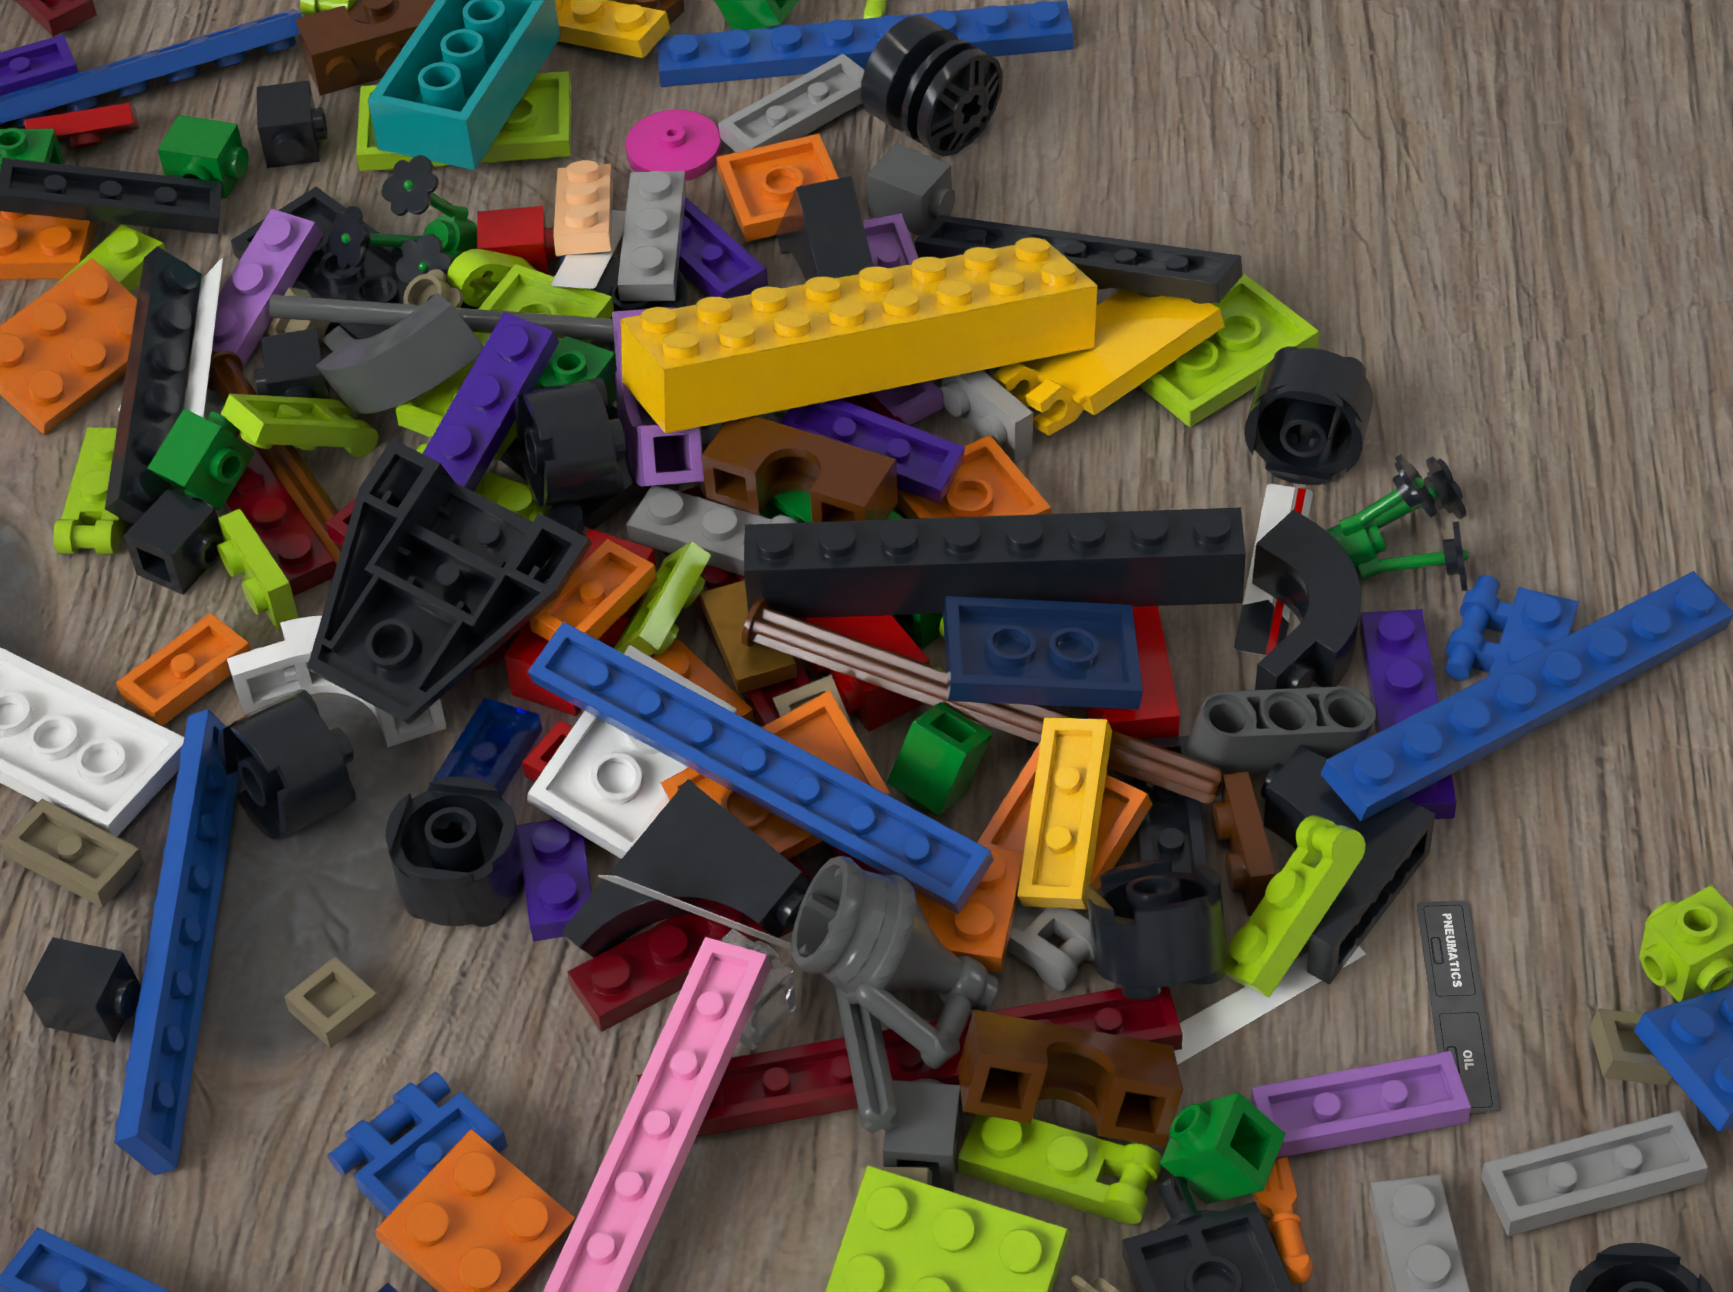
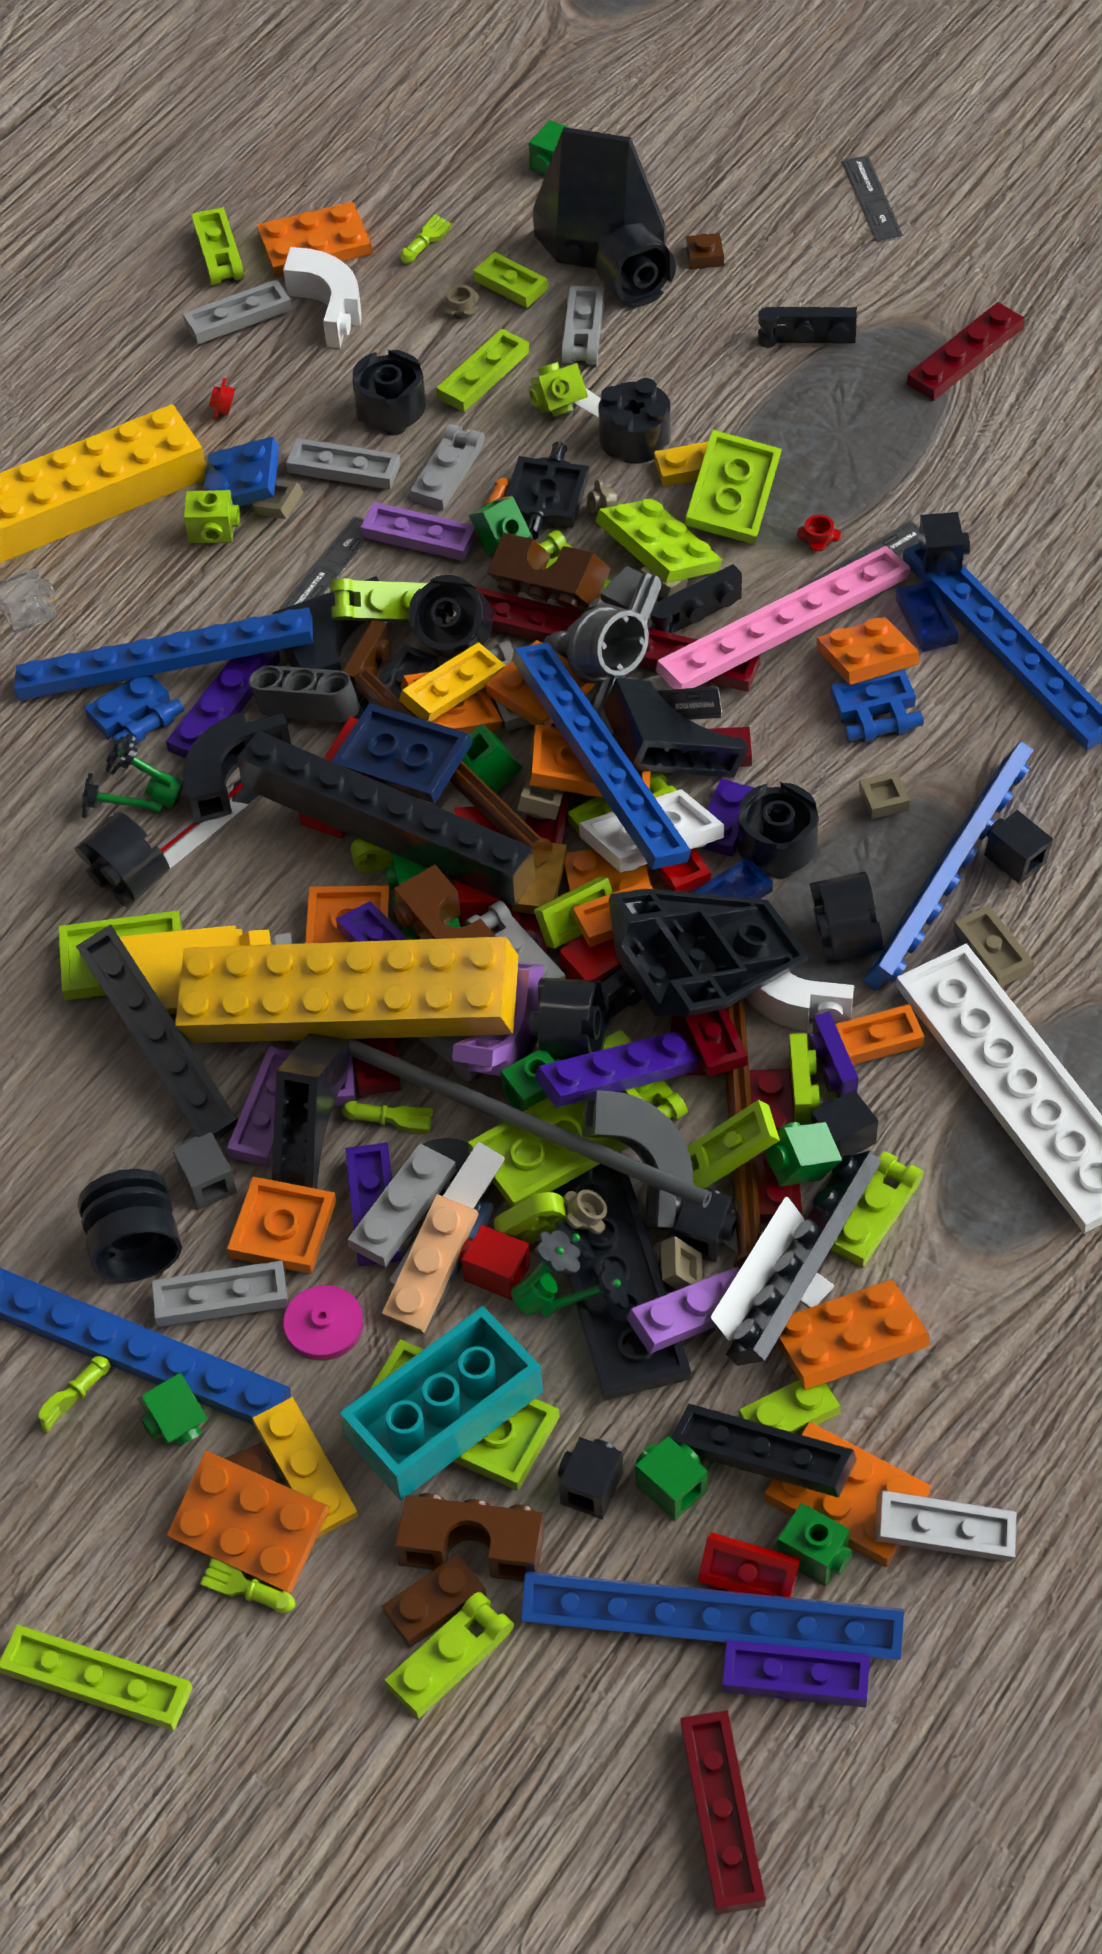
camera: 150 degrees left, 5 degrees up
(214, 593) = (838, 1069): none -> dark purple plate
(808, 1184) = (698, 600): none -> black plate

